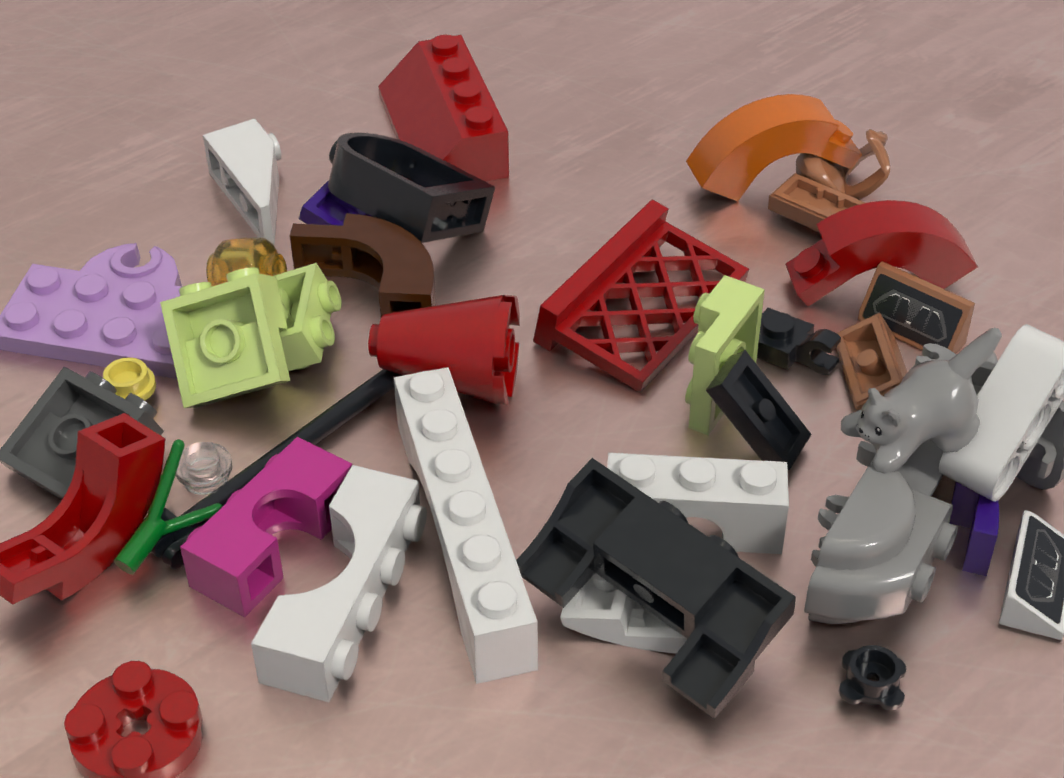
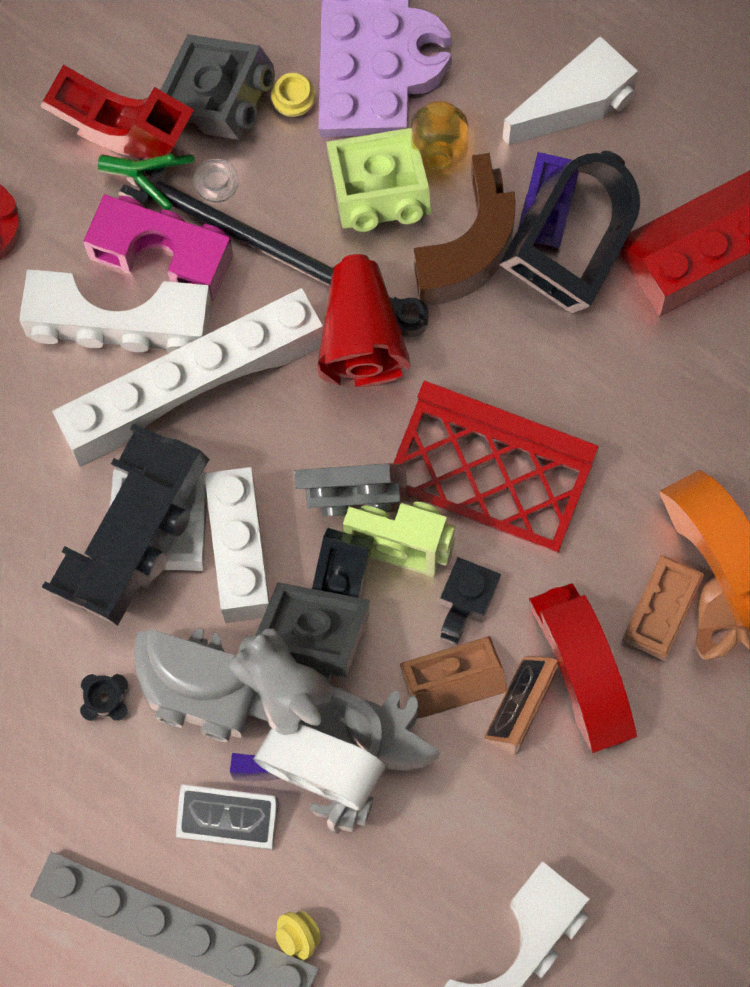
camera: 80 degrees right, 30 degrees up
(226, 337) = (326, 149): yellowish green plate -> none
(653, 371) = (353, 485): none -> dark grey plate
(810, 427) = (317, 626): none -> dark grey plate

